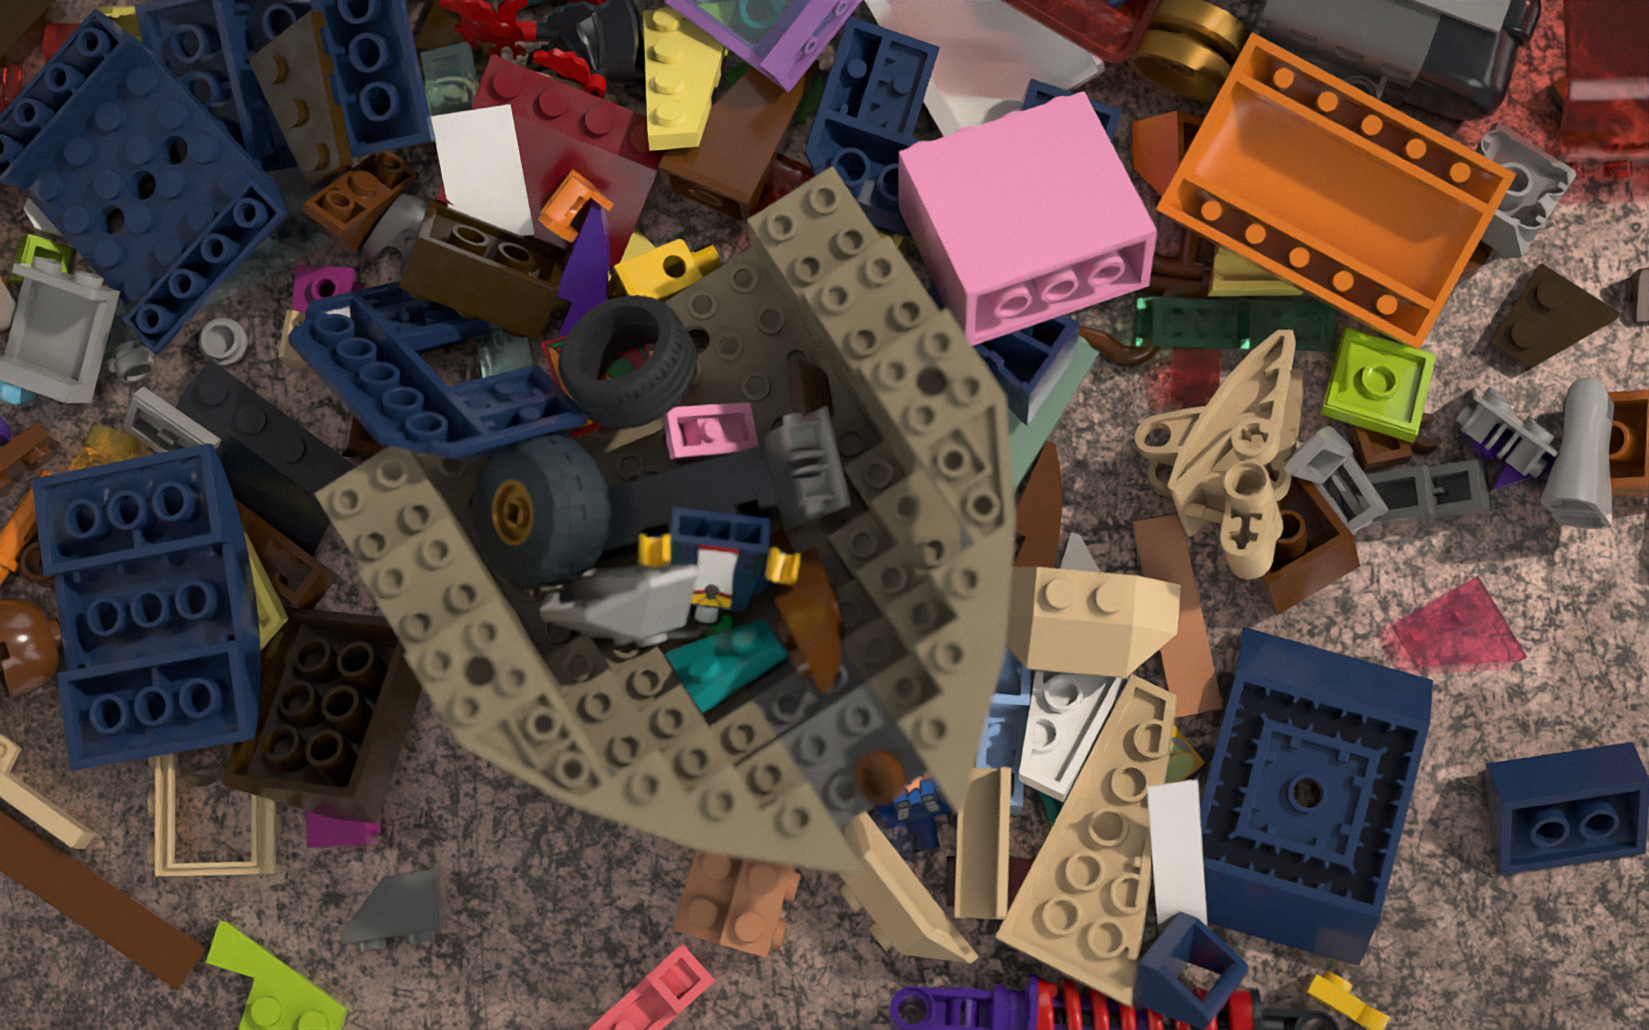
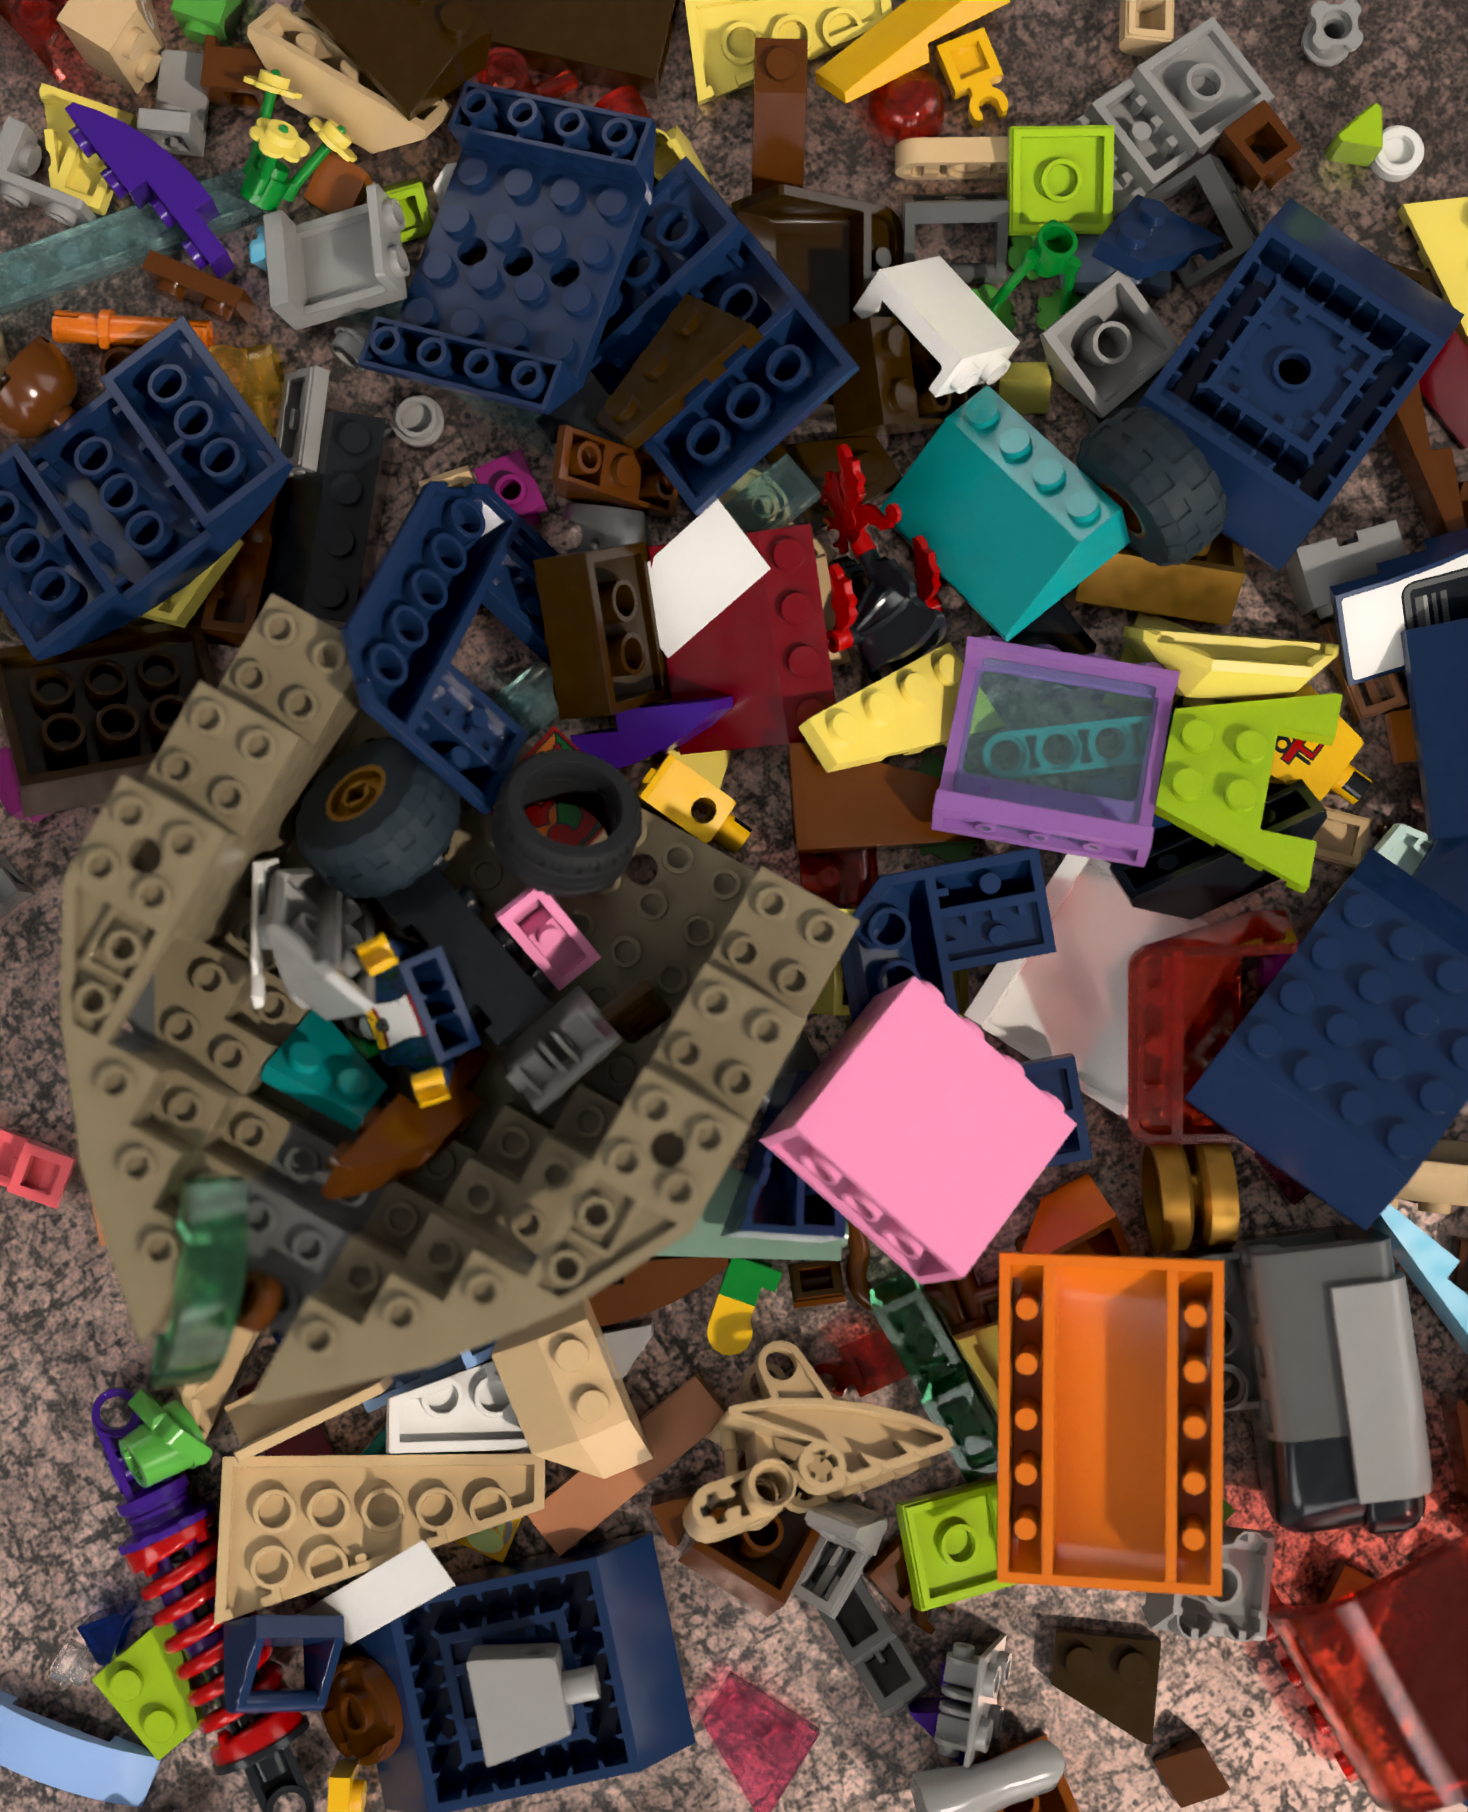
camera: 65 degrees right, 5 degrees up
(566, 202) = (704, 674): orange piece -> none
(582, 643) = (261, 872): none -> white piece
(851, 799) = (209, 1282): none -> clear green slope
(958, 972) = (165, 1441): none -> bright green piece
(1100, 470) = (730, 1319): none -> leg
(1109, 386) = (816, 1283): none -> reddish brown slope
(1236, 597) = (669, 1510): none -> reddish brown slope
(1269, 935) = (363, 1711): none -> reddish brown tile
(1320, 779) = (525, 1696): none -> light grey torso

